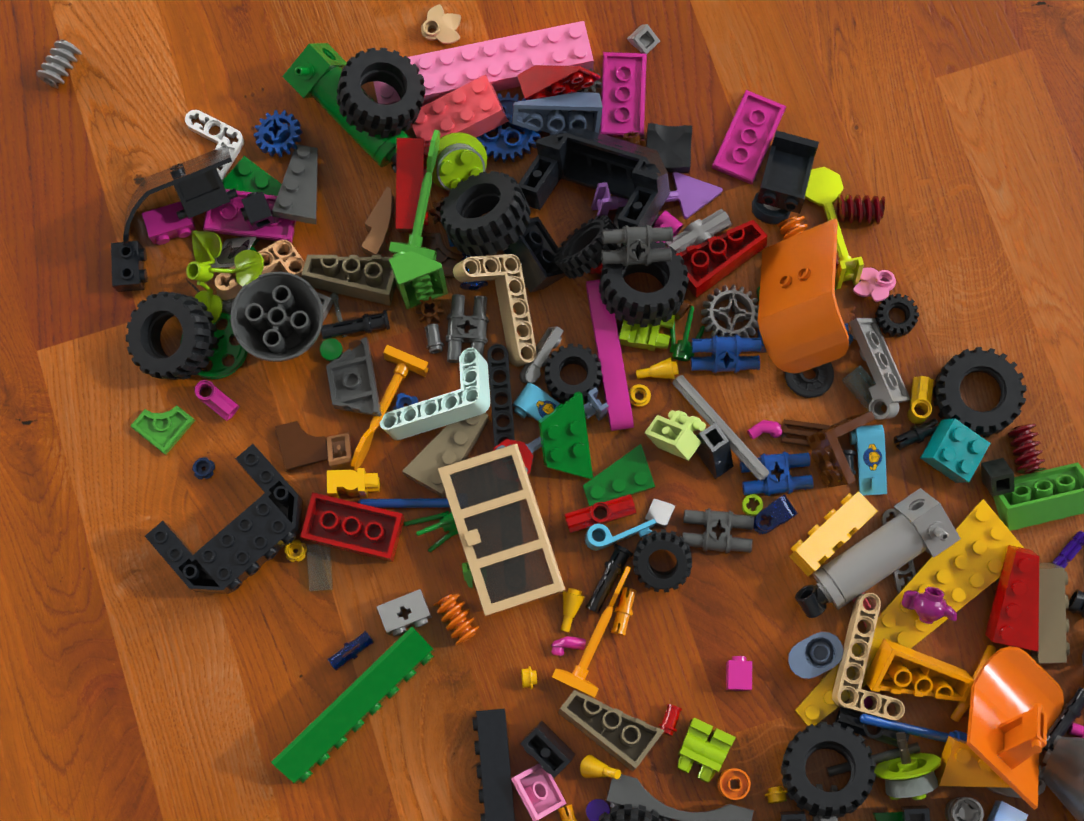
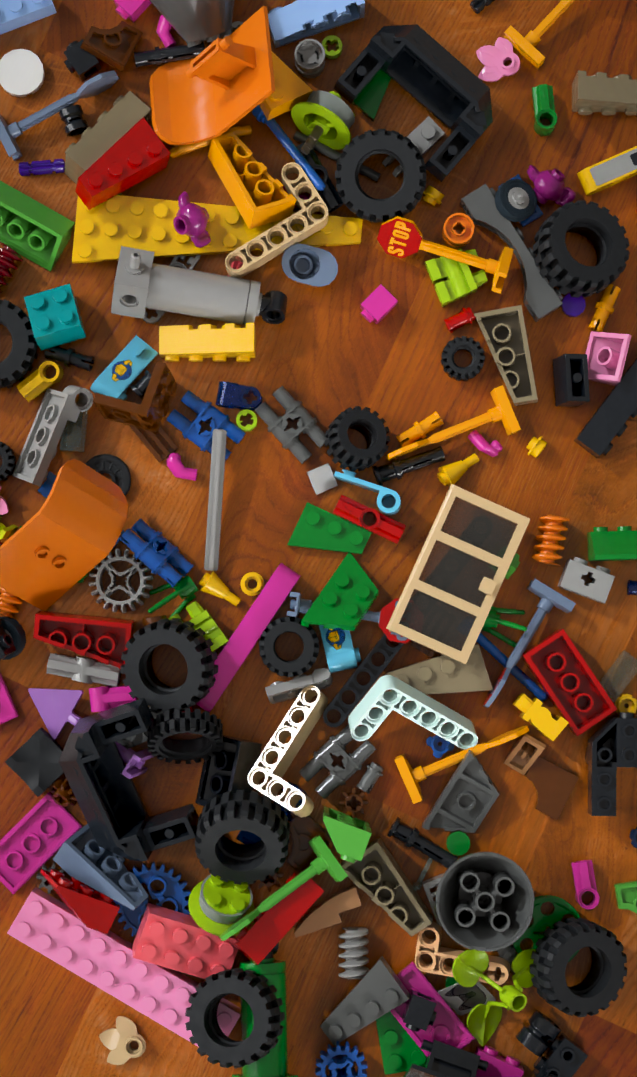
camera: 140 degrees left, 10 degrees up
(160, 272) = (538, 1033): none -> black wheel
(337, 214) = (354, 952): none -> light grey piece
(419, 573) = (548, 599): none -> sand blue piece
(594, 768) = (548, 335): yellow cone -> none
(630, 237) = (152, 694): dark grey pin -> none
(654, 686) = (473, 348): none -> black tyre
(676, 434) = (259, 522): yellowish green brick -> none
(715, 450) = (237, 487): black slope -> none
(766, 738) = (403, 238): none -> light orange piece
(997, 477) = (42, 268): pearl dark grey brick -> none

